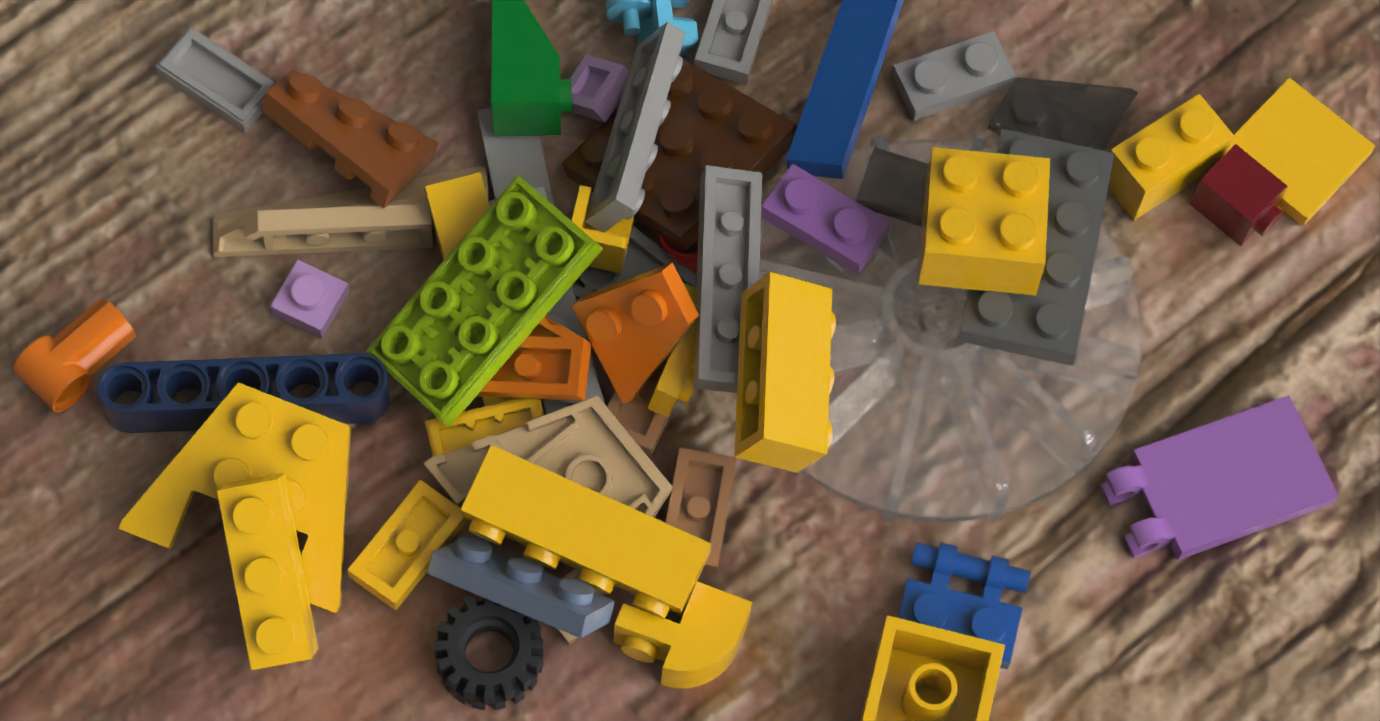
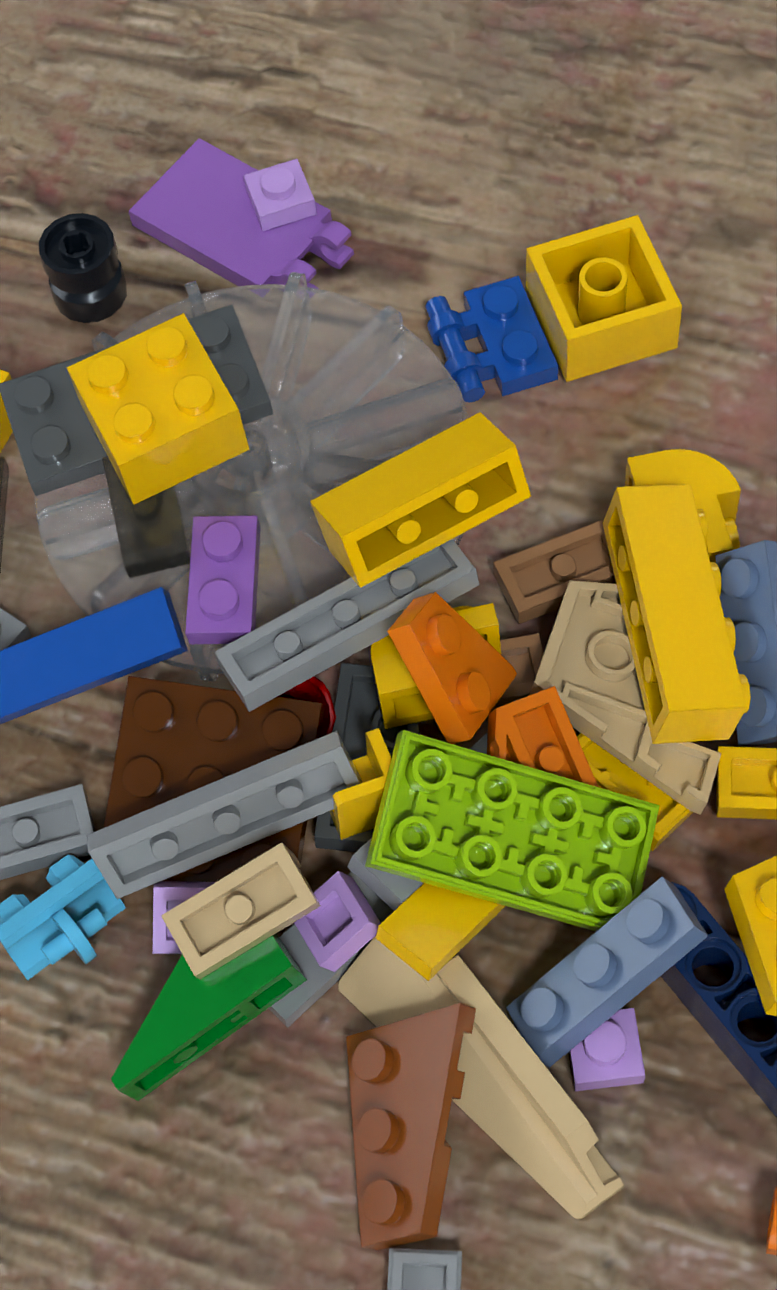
camera: 110 degrees left, 5 degrees down
(349, 310) = (606, 971): none -> sand blue plate
(511, 158) = (340, 924): none -> lavender plate
(553, 90) = (240, 910): none -> tan panel
(1219, 514) = (280, 194): none -> lavender plate
(1237, 316) = (83, 267): none -> black wheel

